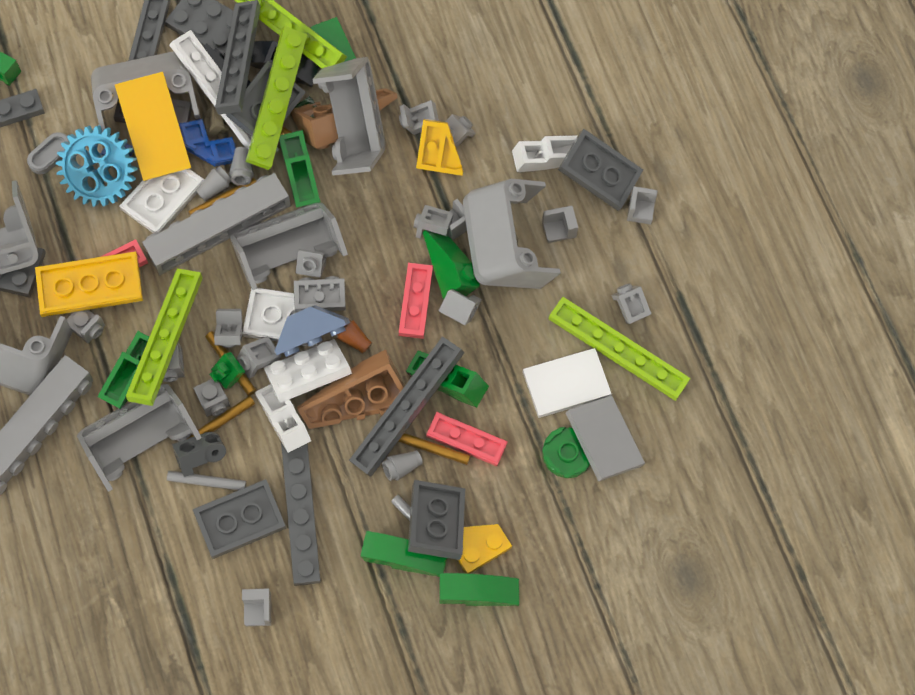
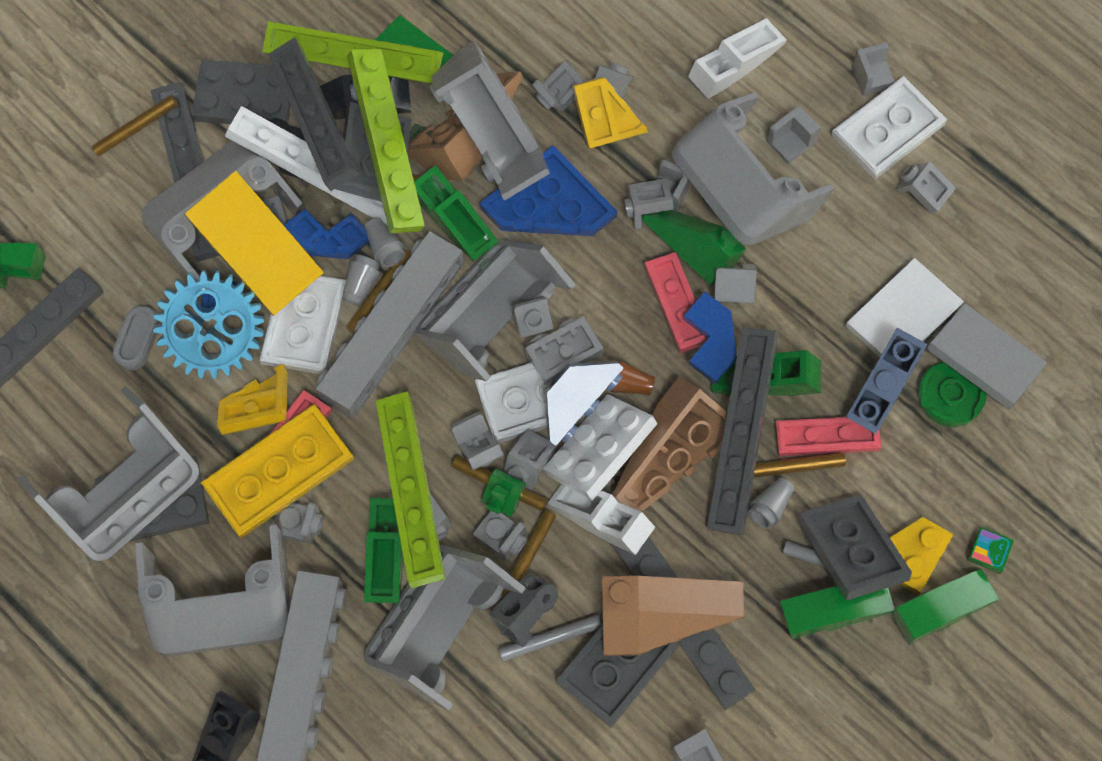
camera: 20 degrees left, 0 degrees up
(100, 233) = (255, 404): none -> yellow wing
(123, 11) = (135, 125): none -> pearl gold bar
(282, 497) = (657, 611): none -> medium nougat wedge
(371, 193) = (553, 205): none -> blue plate
(430, 326) = (716, 324): none -> blue tile
(523, 421) = (887, 380): none -> sand blue slope
(532, 569) = (990, 550): none -> tile
(600, 169) = (805, 49): dark grey plate -> none
(619, 348) = (942, 245): lime plate -> none
(631, 250) = (888, 127): none -> white tile

